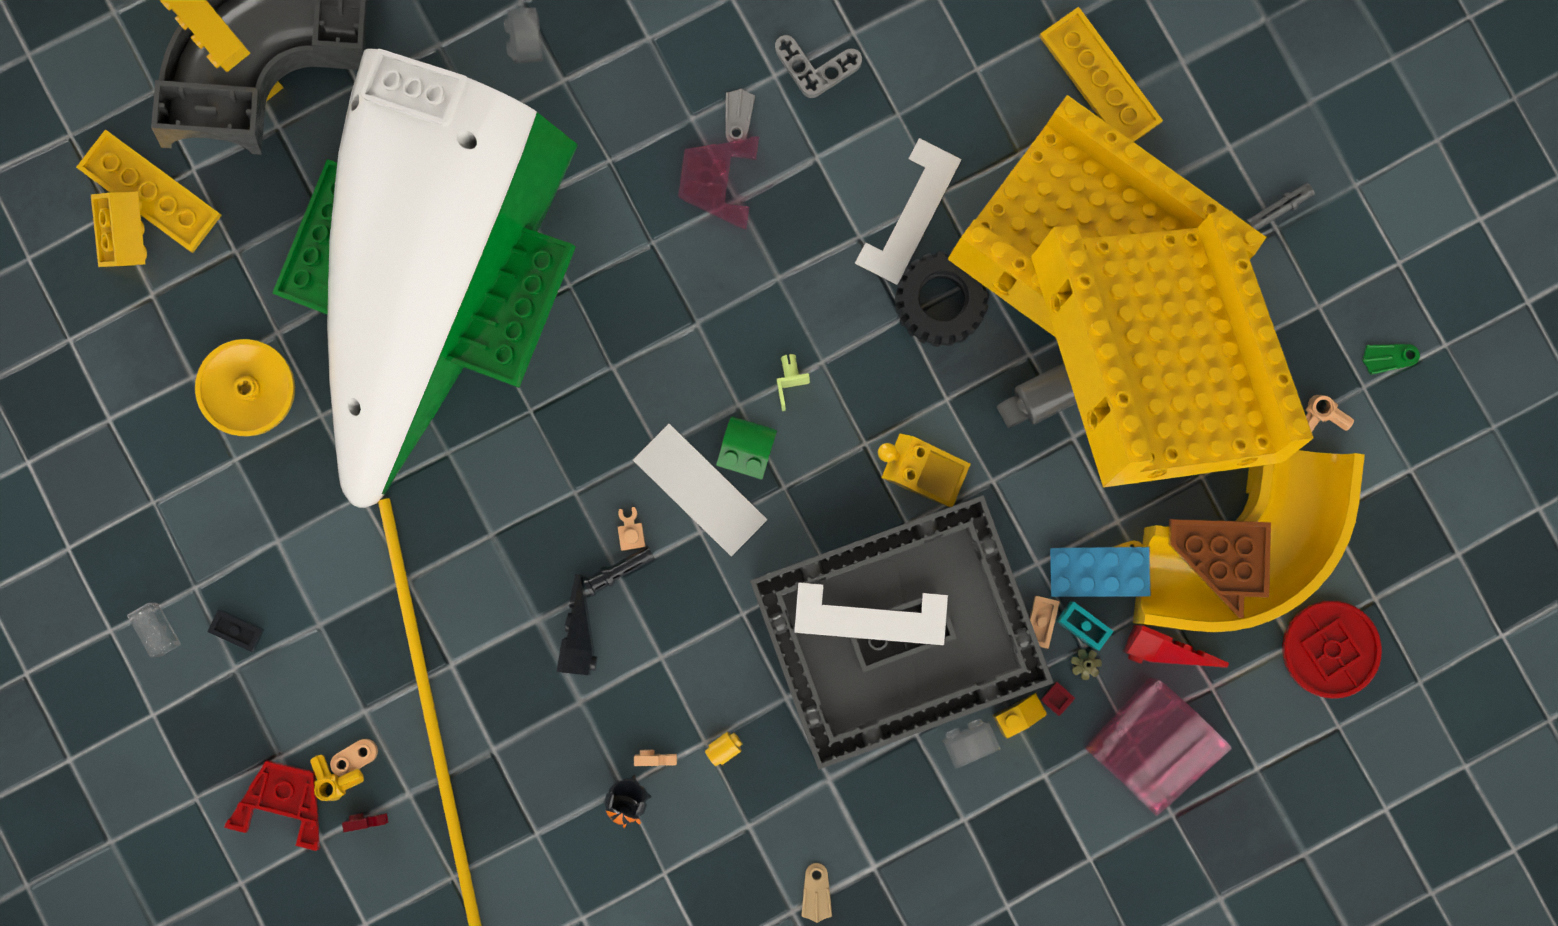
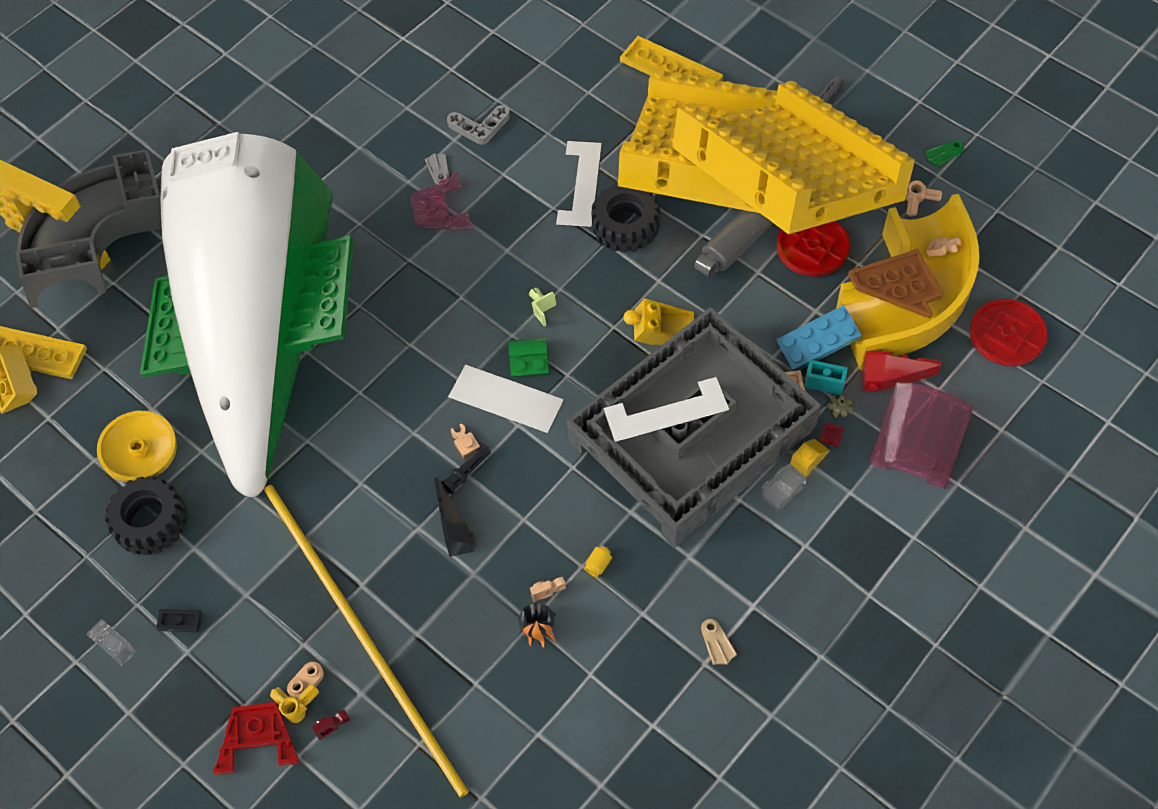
camera: 15 degrees left, 25 degrees down
(201, 479) = (132, 498): none -> black tyre
(1308, 509) = (941, 245): none -> light nougat plate

